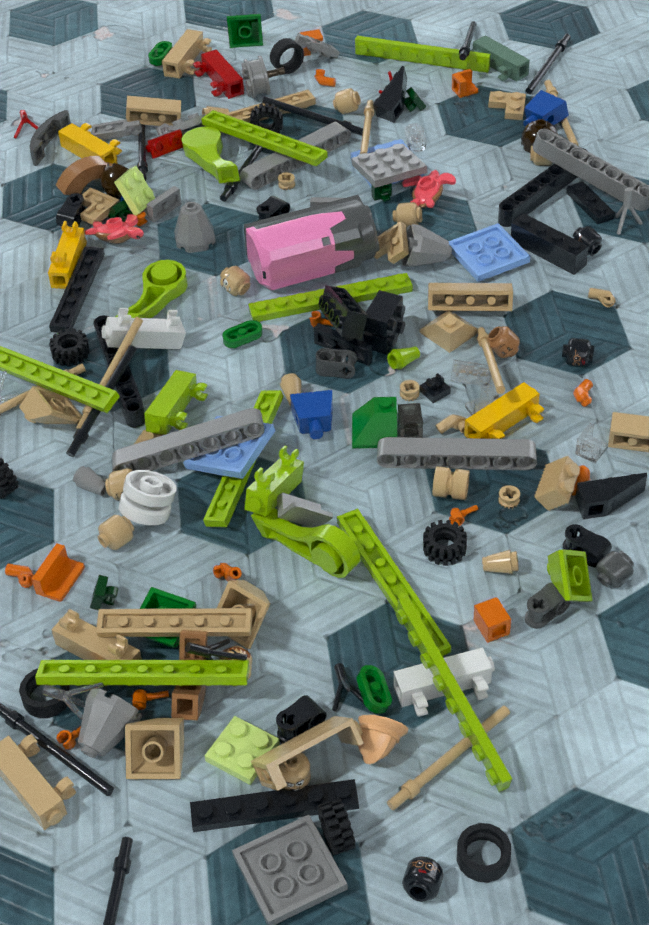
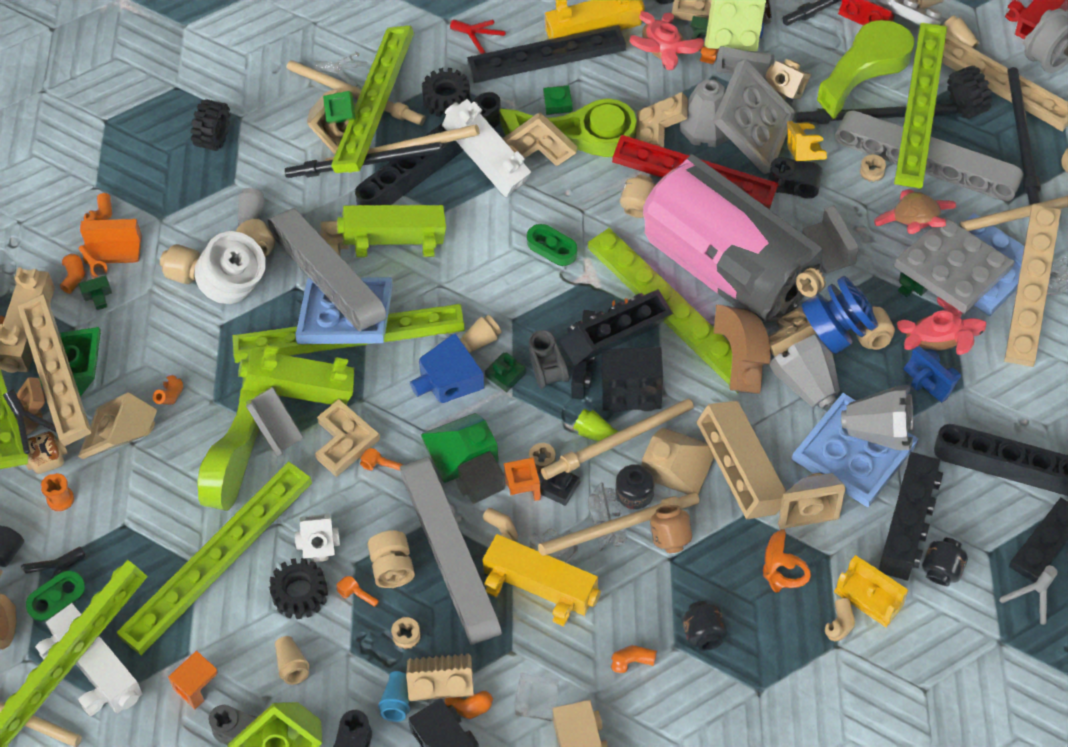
camera: 65 degrees right, 10 degrees up
(27, 313) = (471, 30): none -> red plant
(53, 390) = (339, 107): none -> green plate
(66, 603) = (75, 272): none -> orange arm
(75, 592) = (92, 262): none -> orange hand
(119, 297) = (557, 100): none -> green plate
(157, 302) = (541, 135): none -> tan plate
(179, 251) = (657, 117): none -> tan plate
(194, 188) = (787, 78): none -> tan brick
(217, 259) = (660, 161): none -> red plate
(218, 206) = (754, 116): none -> light grey plate
(251, 195) = (804, 146): none -> yellow hinge
(275, 667) = (57, 492): none -> orange bush
(329, 383) = (505, 371): none -> dark green tile
(332, 478) = (350, 438): none -> tan plate
(337, 169) = (916, 211): none -> animal
(359, 474) = (372, 457): none -> orange hand
(381, 212) = (817, 282): none -> tan bush
(391, 260) = (748, 345): none -> medium nougat arch
(401, 206) = (843, 312): none -> blue wheel
(412, 515) = (317, 526): none -> white brick
(421, 145) = (1032, 286): none -> tan plate
(427, 395) = (522, 477): none -> orange panel
(428, 365) = (571, 460): none -> tan bar
(455, 205) = (930, 374): none -> blue hips
(462, 348) = (635, 486): none -> black head
(485, 221) = (882, 418): none -> light grey cone
(517, 272) = (812, 501): none -> tan slope
(550, 304) = (775, 558): none -> orange piece
(558, 513) = (395, 702): none -> dark azure cone
(590, 275) = (871, 591): none -> yellow hinge

